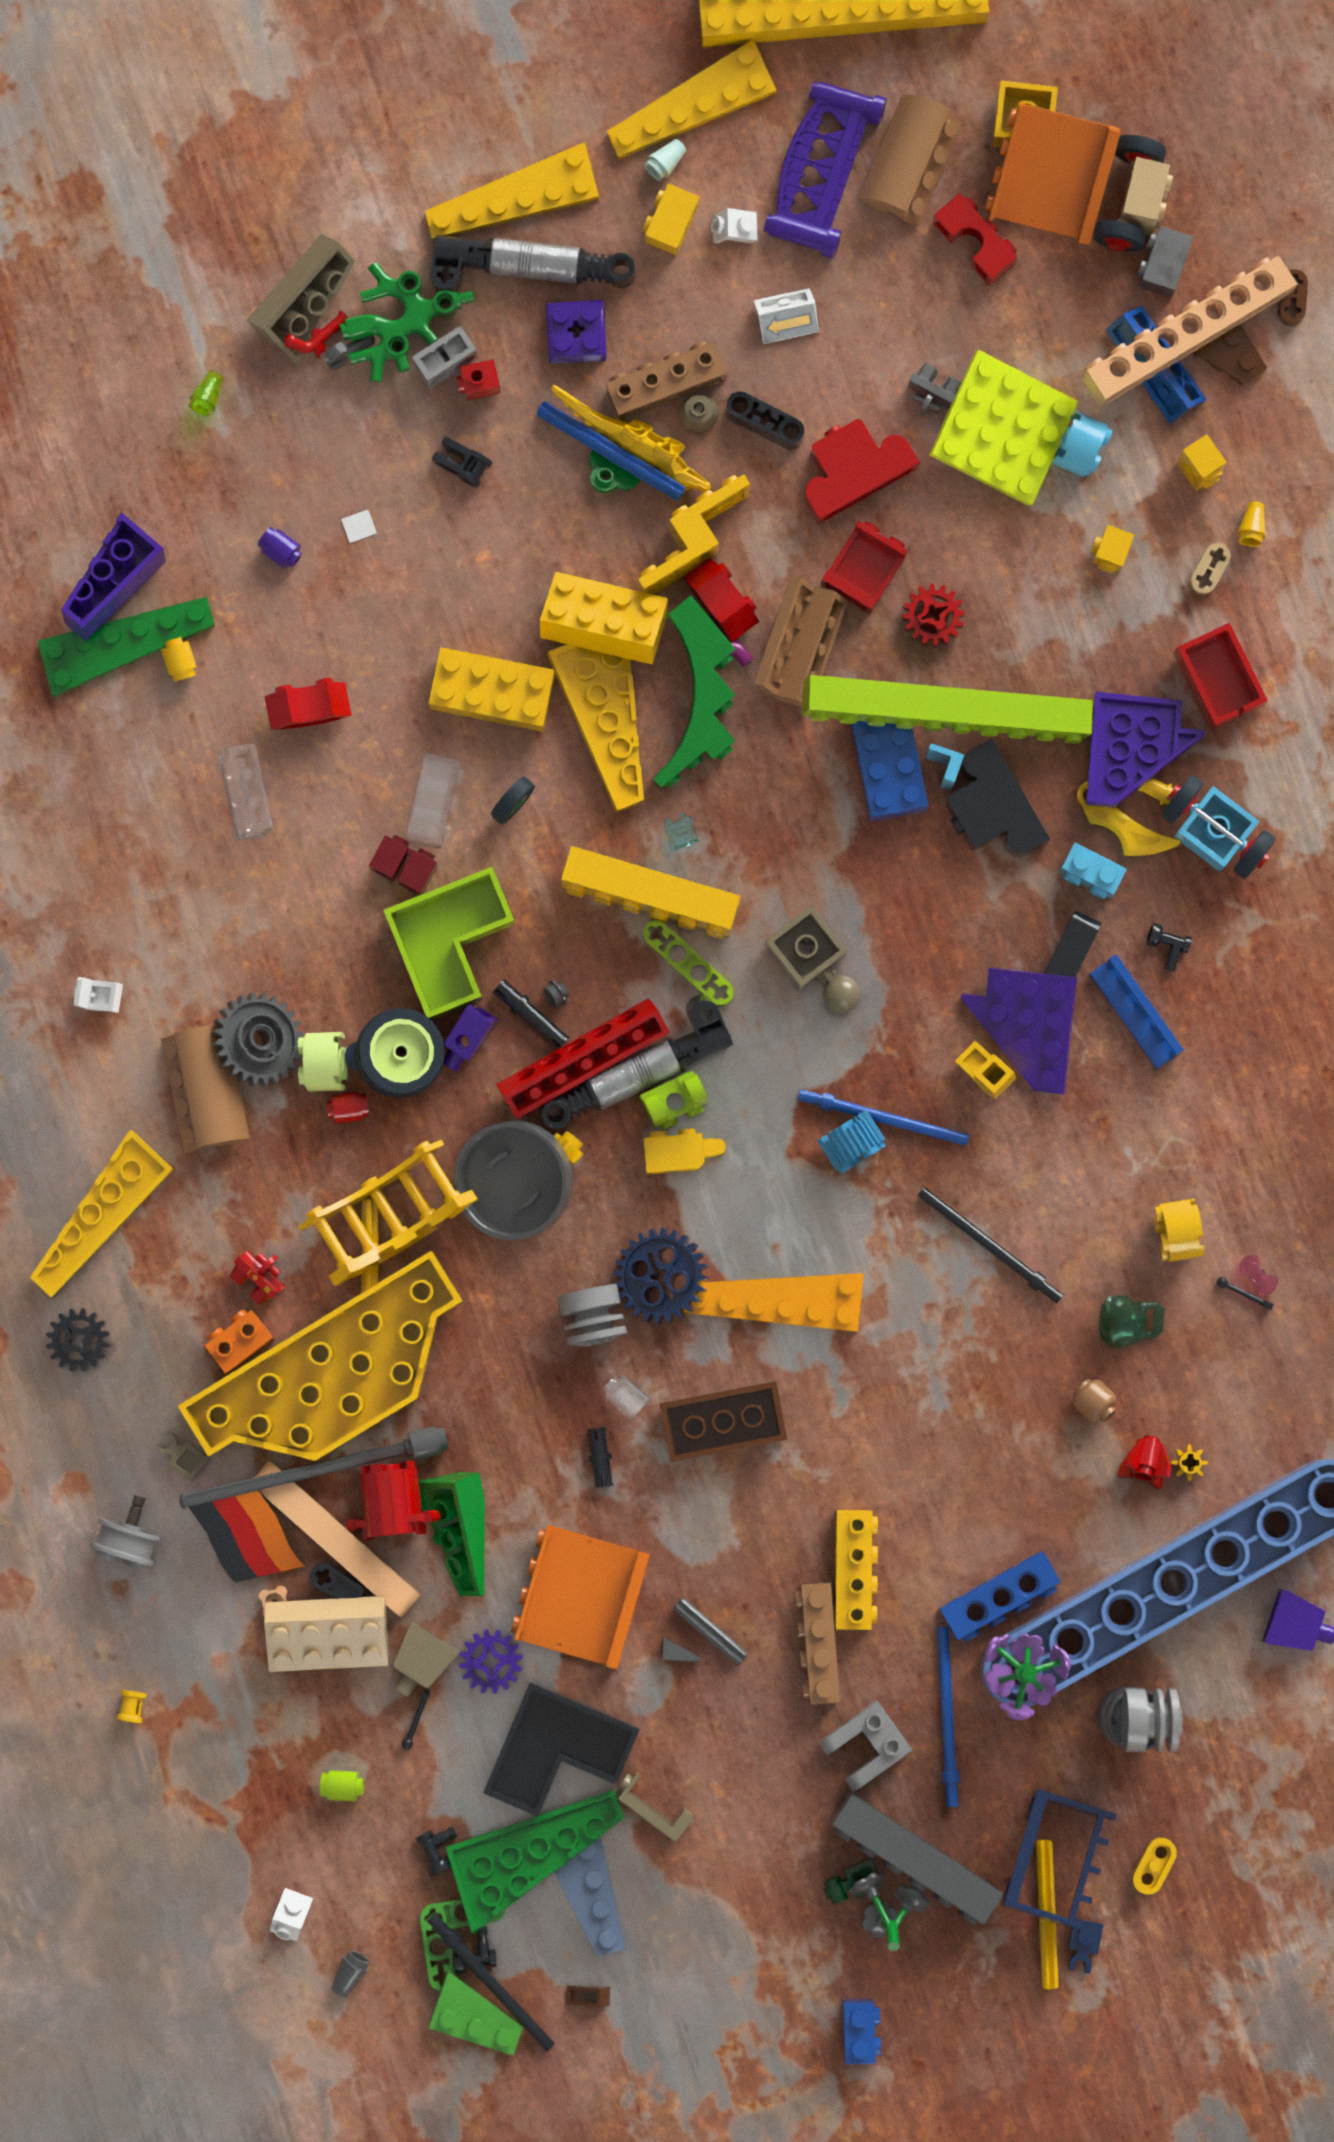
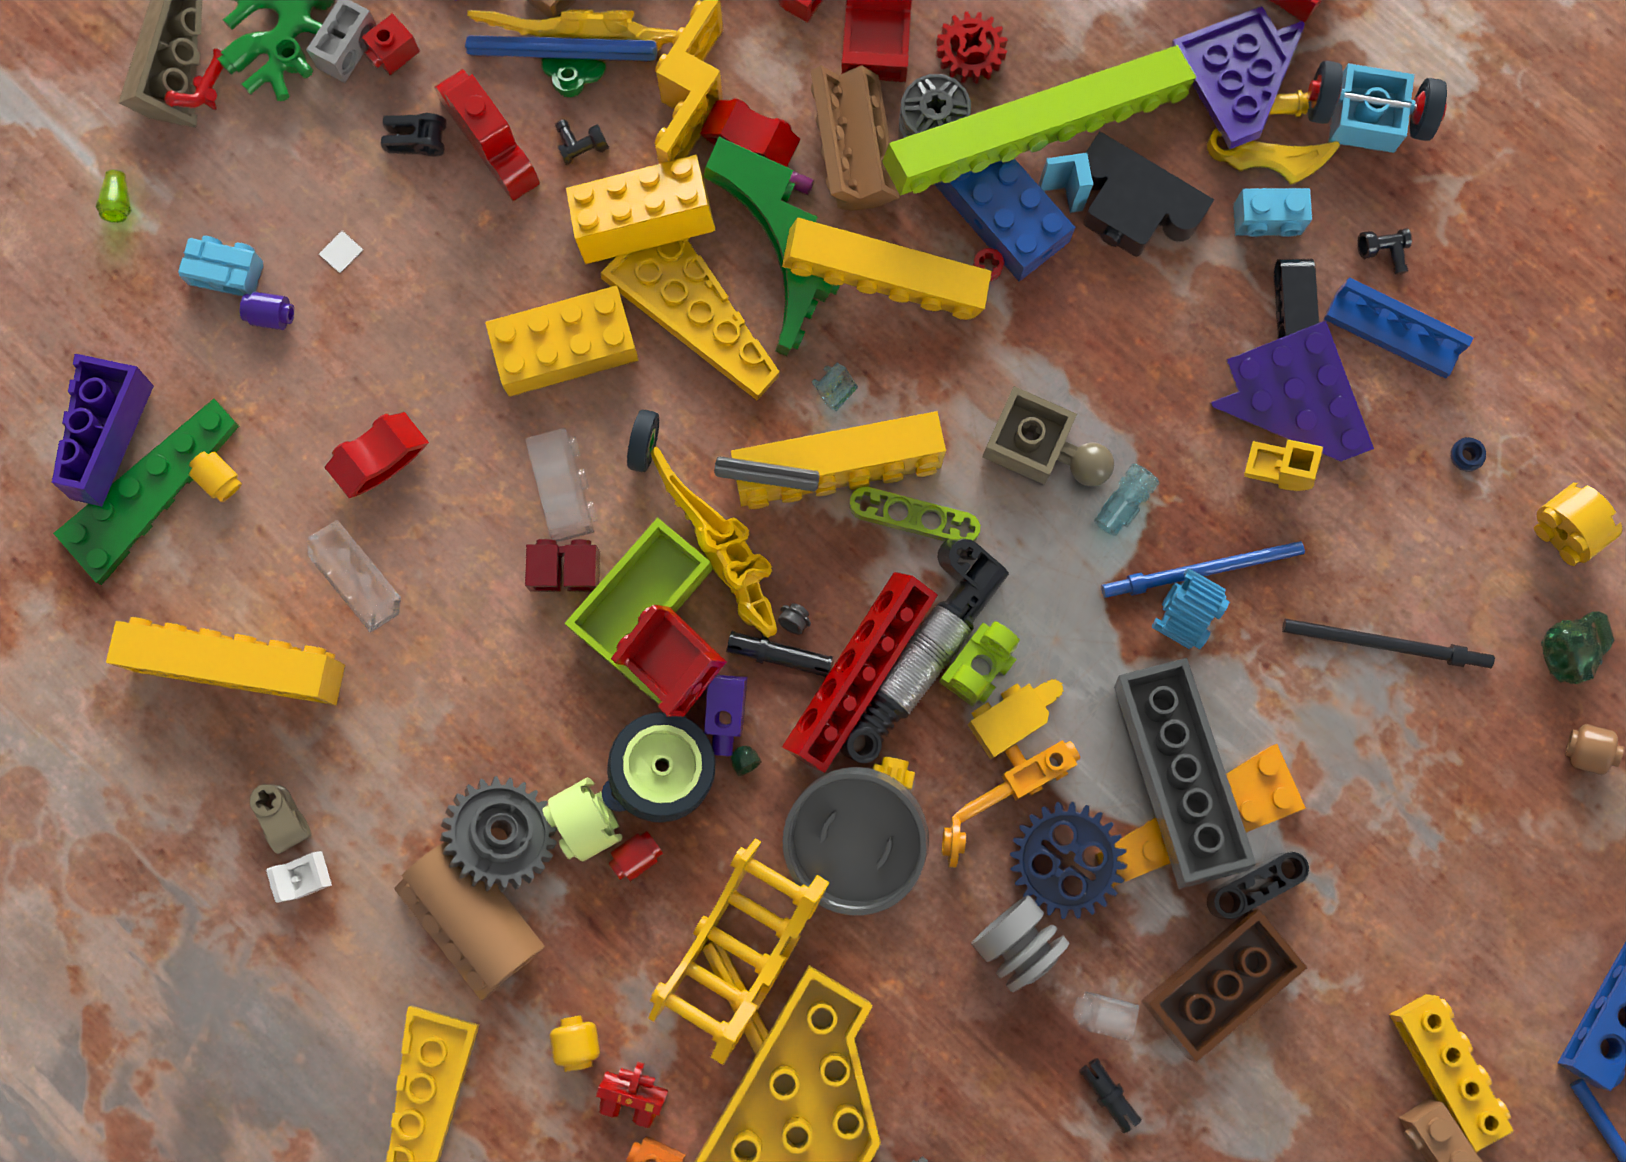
camera: 25 degrees left, 5 degrees down
(104, 949) = (282, 823): none -> dark tan piece
(122, 810) = (224, 662): none -> yellow brick
(236, 1218) = (574, 1044): none -> yellow head
(262, 494) = (221, 266): none -> medium azure brick
(339, 352) = (231, 88): dark grey bar -> none
(445, 977) = (669, 659): none -> red panel
(464, 1079) = (744, 760): none -> clear green hinge
(518, 492) = (488, 133): none -> red brick
(532, 915) = (726, 550): none -> yellow animal
(578, 534) = (573, 148): none -> black piece
(587, 878) = (766, 473): none -> dark grey axle
(658, 1201) = (1021, 780): none -> light orange piece
(766, 764) = (886, 269): none -> yellow brick
(777, 1256) = (1184, 774): none -> dark grey brick
(796, 1359) = (1269, 868): none -> black beam
(842, 798) = (997, 260): none -> red bush
(850, 1036) = (1124, 502): none -> clear light blue axle
(865, 641) = (930, 94): none -> dark grey wheel
(1142, 1130) = (1476, 450): none -> dark blue plate

